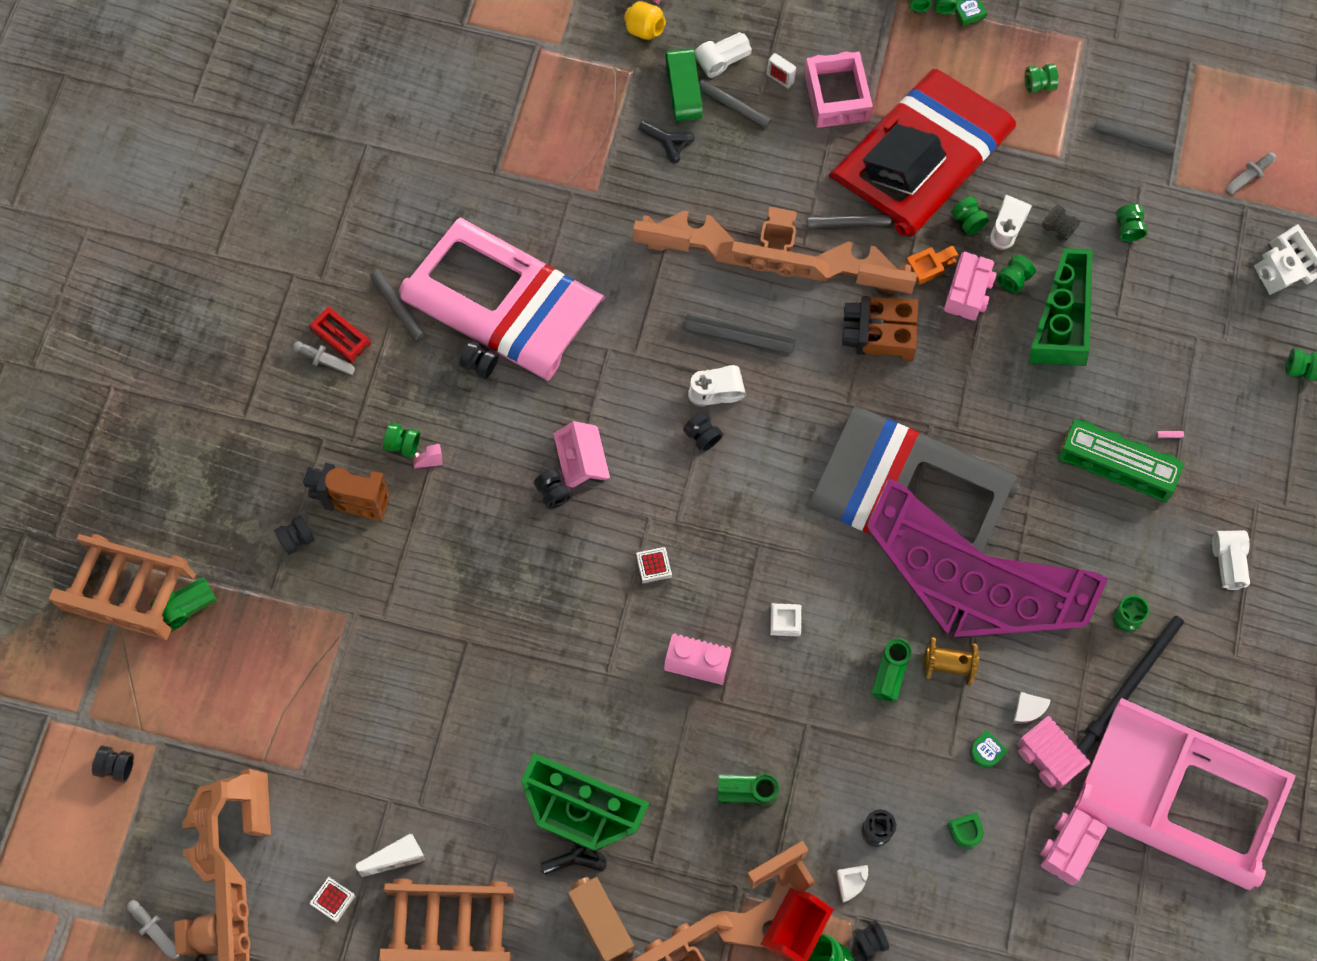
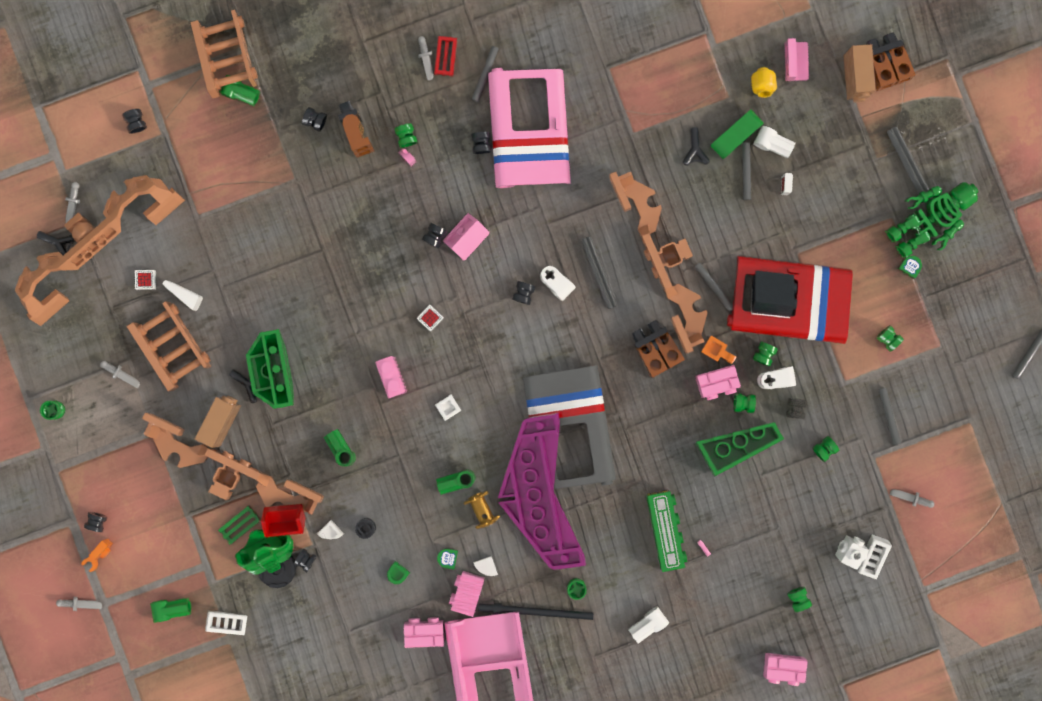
camera: 60 degrees right, 20 degrees up
(843, 111) = (783, 238): bright pink window -> none

